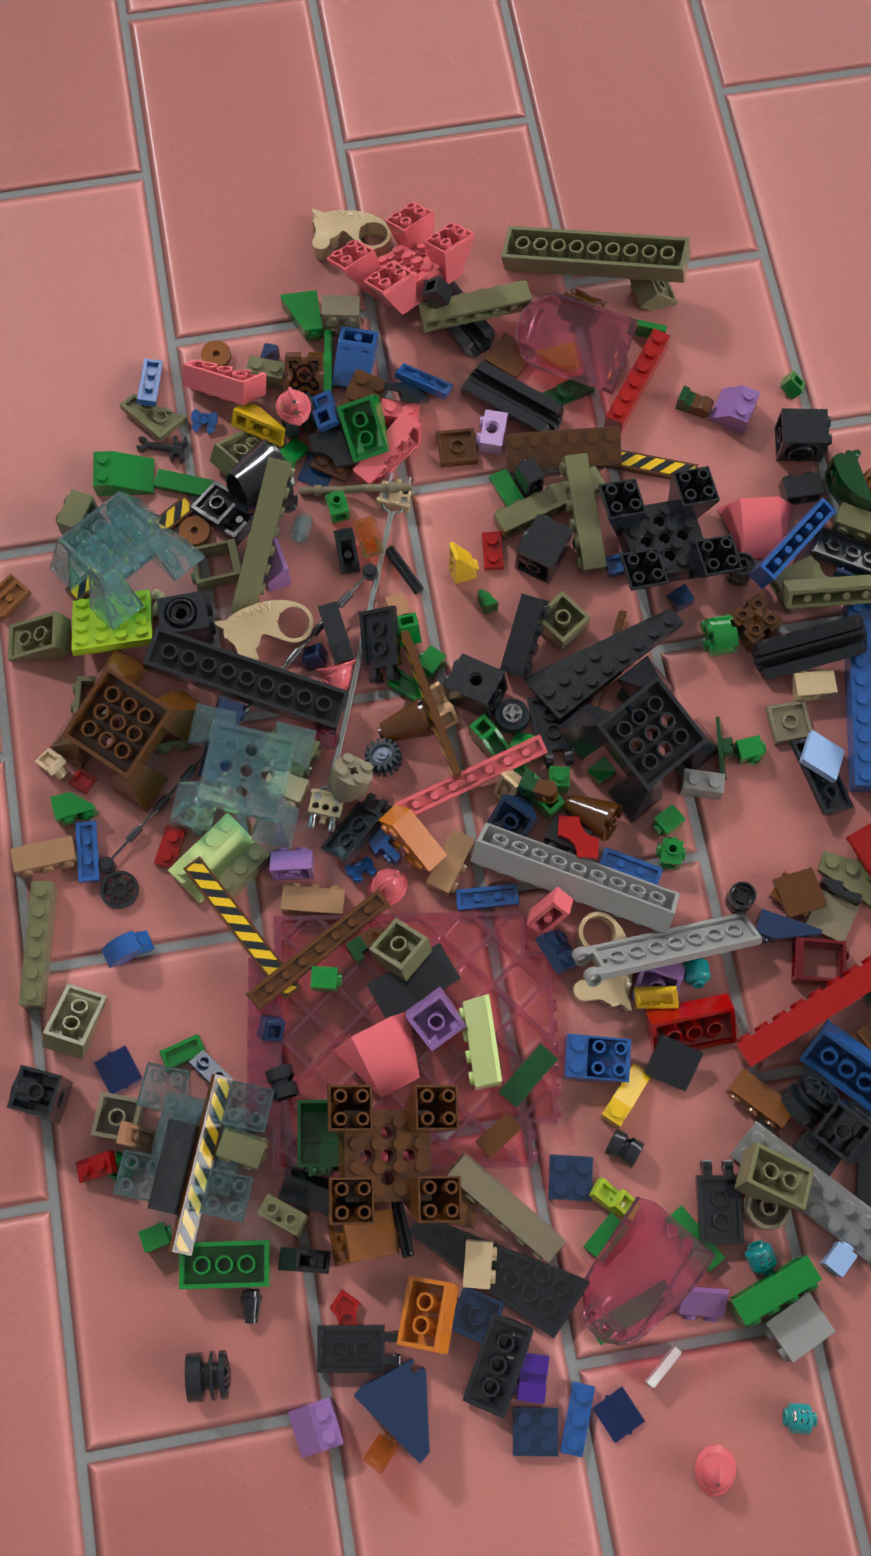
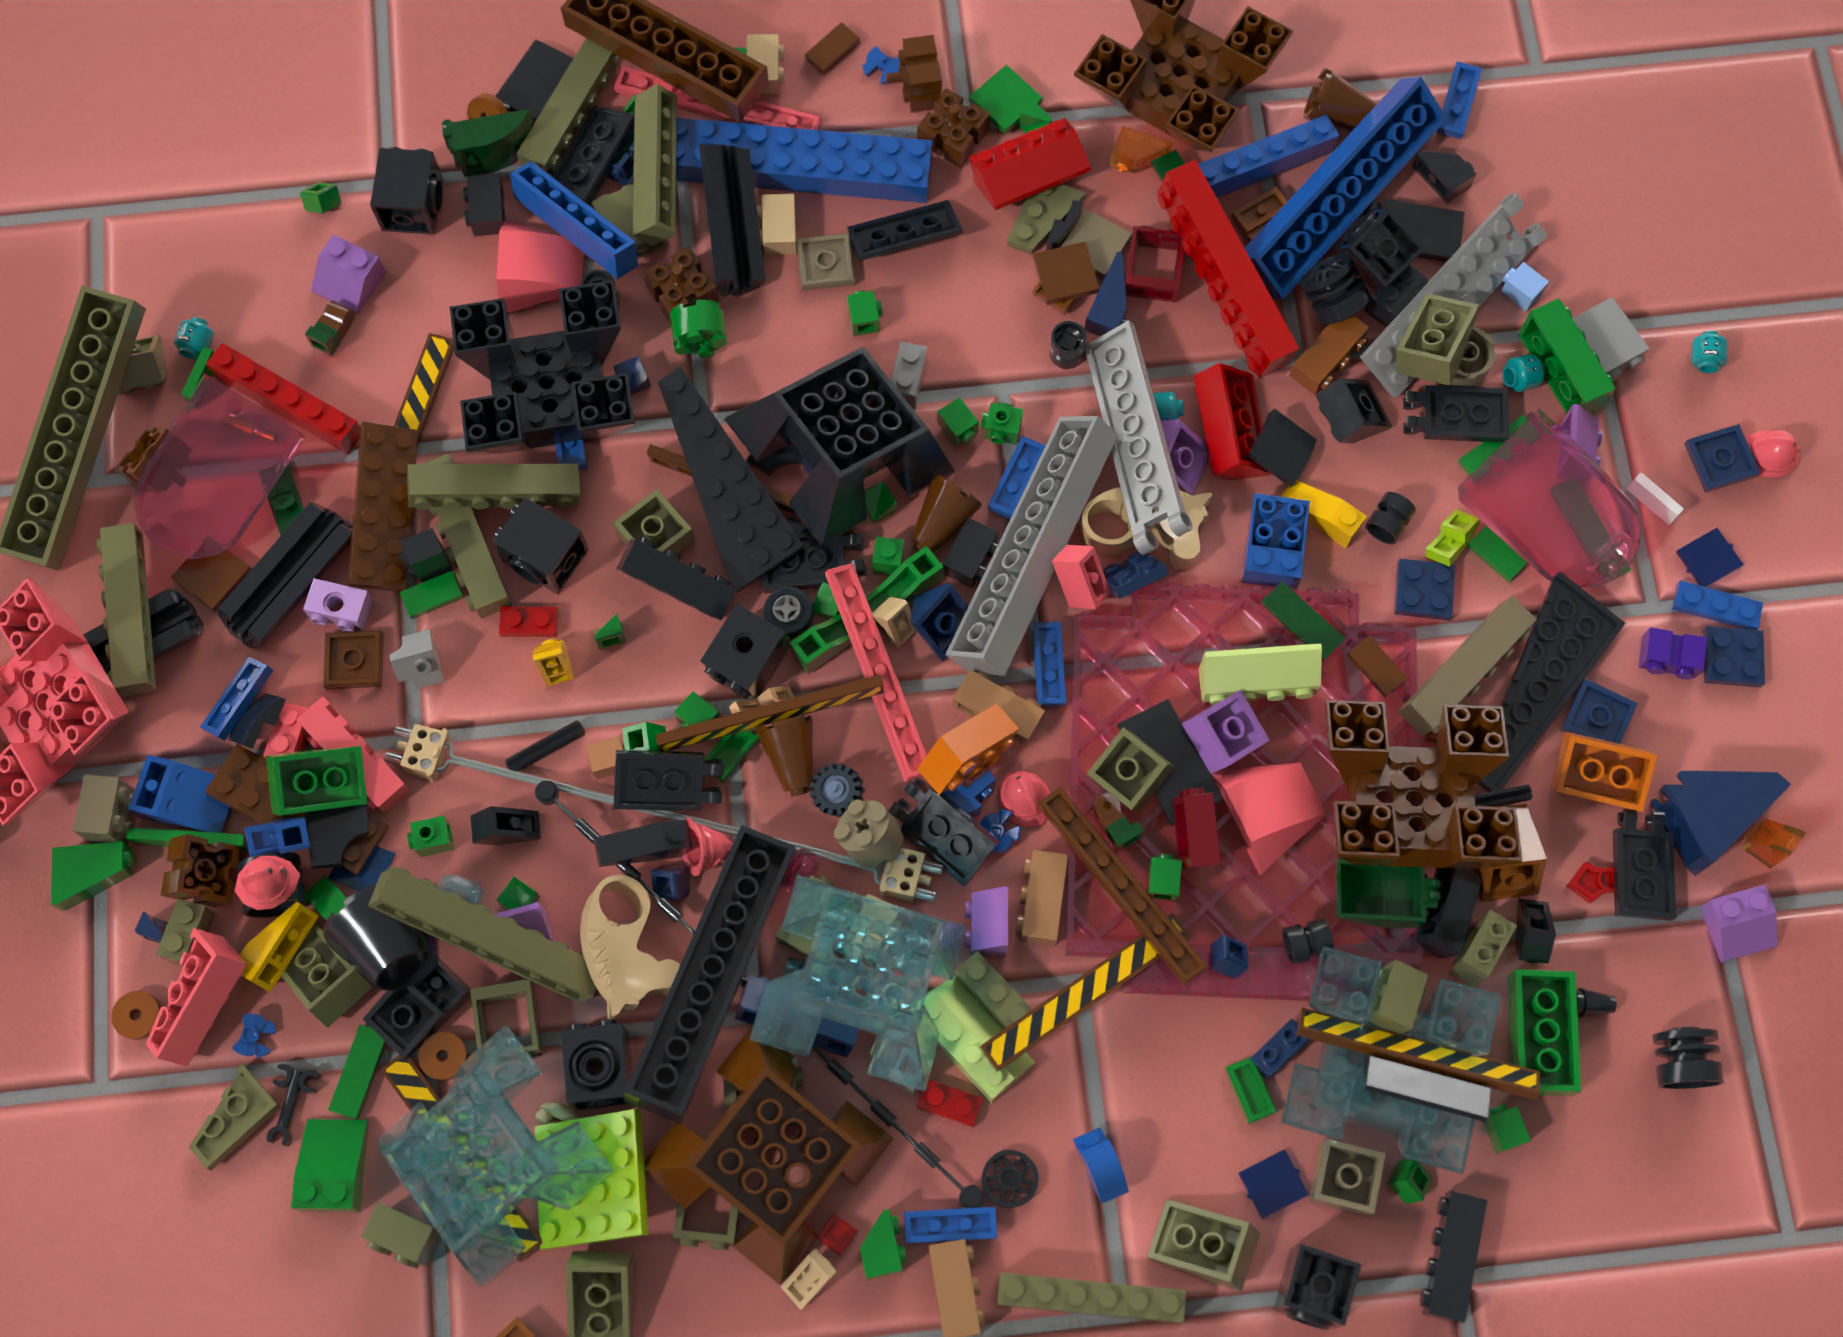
camera: 85 degrees left, 0 degrees up
(65, 1198) = (1454, 1257): none -> black brick
(96, 1166) = (1412, 1211): red plate -> none
(136, 1137) = (1379, 1145): nougat tile -> none
(149, 382) = (173, 1119): plate -> none
(299, 563) = (517, 895): none -> green slope
(357, 996) = (1196, 828): none -> dark red window
(368, 536) = (491, 790): clear orange slope -> none
(391, 487) = (415, 750): dark tan bar -> none
(437, 292) = (105, 652): black brick -> none
(457, 483) = (418, 660): none -> light grey brick
(478, 1264) = (1540, 702): tan brick -> none
(498, 1364) = (1660, 689): black slope -> none
(537, 789) = (909, 576): leg -> none
(561, 356) = (233, 492): clear orange slope -> none
(572, 831) = (988, 527): red tile -> none
(656, 997) = (1198, 458): yellow plate -> none
(675, 321) = (192, 337): none -> teal head
(705, 1426) = (1722, 458): none -> dark blue plate
(712, 1119) = (1352, 410): none -> black slope
(725, 747) = (856, 340): dark green piece -> none
(822, 756) = (881, 224): light blue tile -> none

